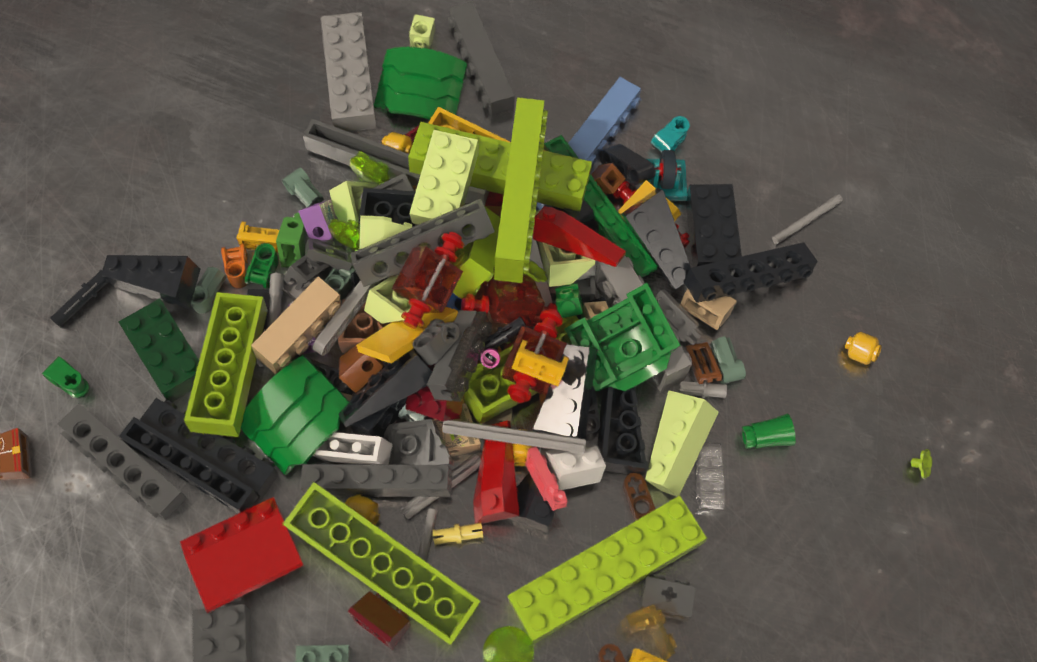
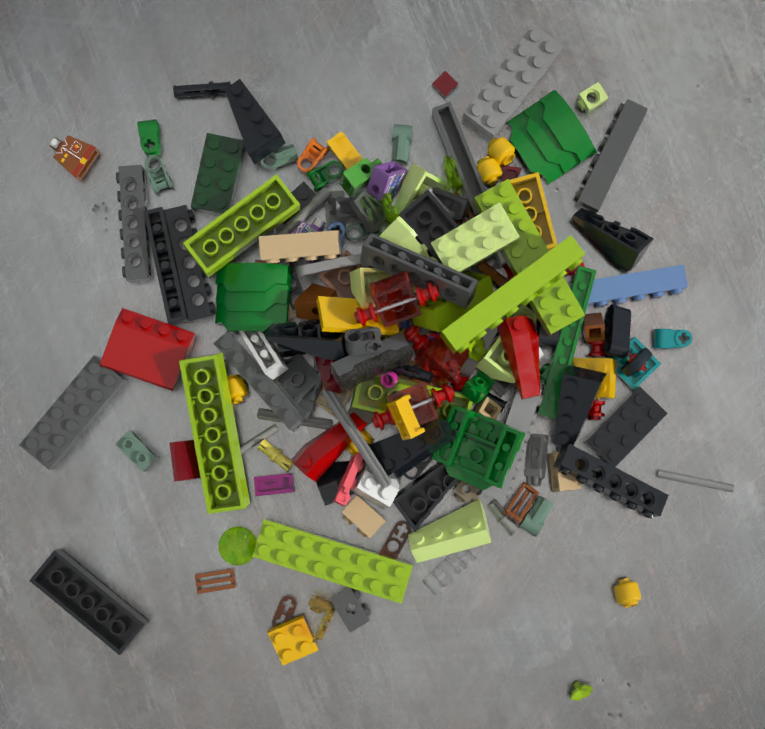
camera: 50 degrees right, 20 degrees up
(107, 401) = (158, 177): none -> sand green piece
(294, 120) = (445, 84): none -> dark red tile
(391, 122) = (501, 150): none -> yellow head
(483, 560) = (273, 484): none -> magenta plate
(562, 106) = (619, 243): none -> black wedge
(591, 506) = (363, 517): none -> tan brick
(650, 395) = (461, 495): none -> dark tan brick
(769, 433) = (510, 582): green plant -> none

